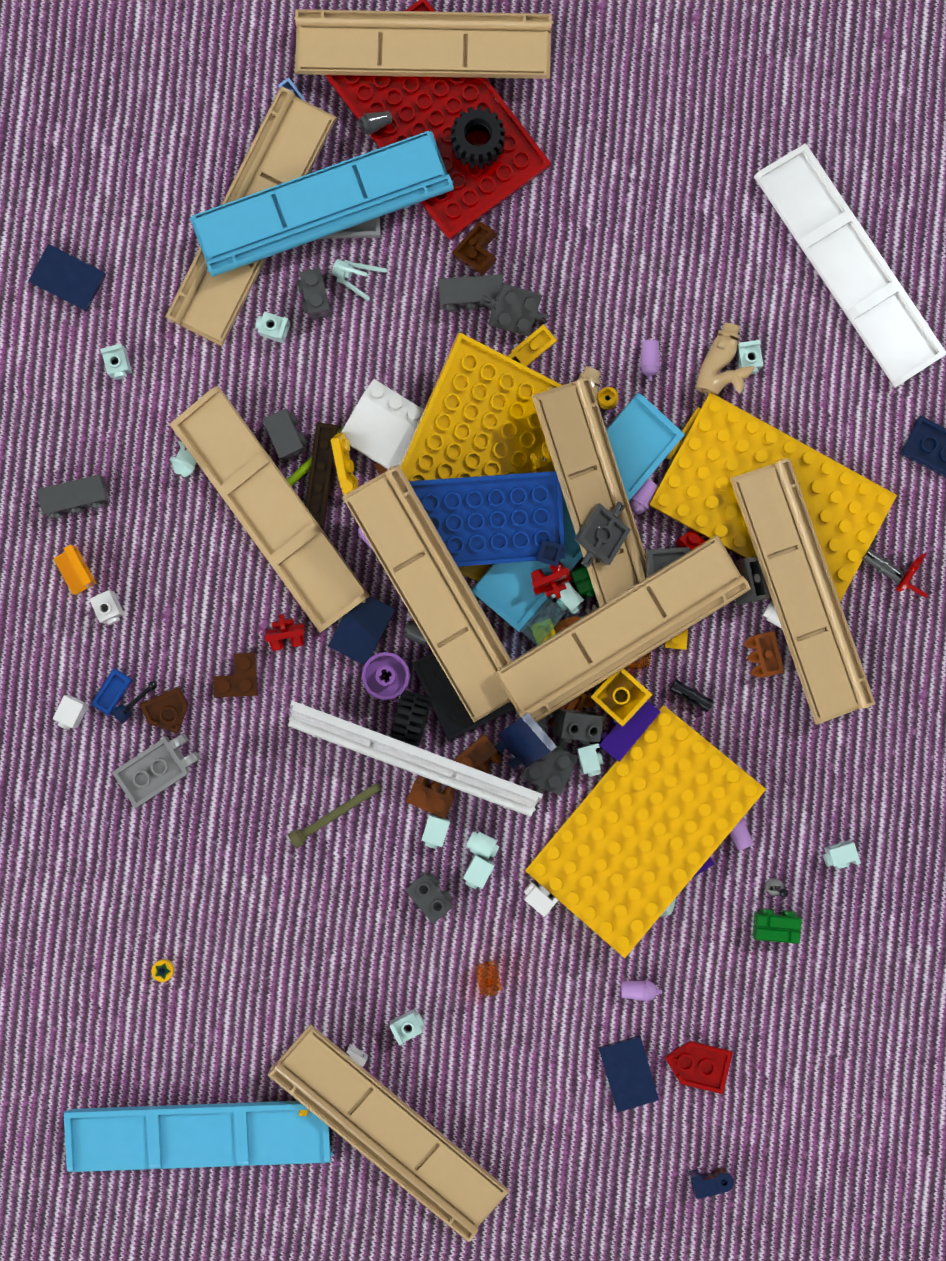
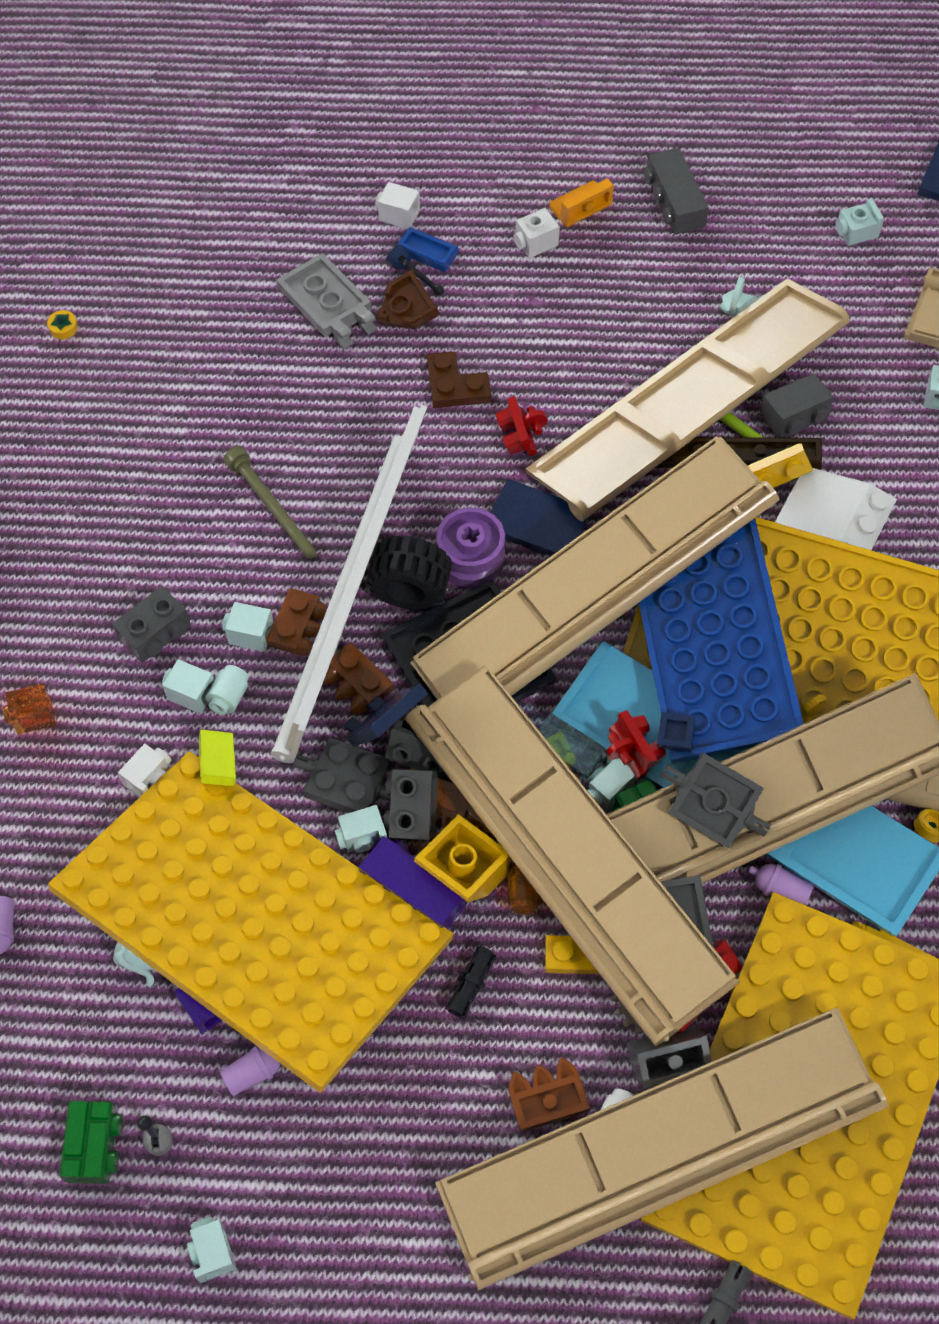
camera: 90 degrees right, 25 degrees down
(534, 852) = (217, 758): none -> neon yellow tile

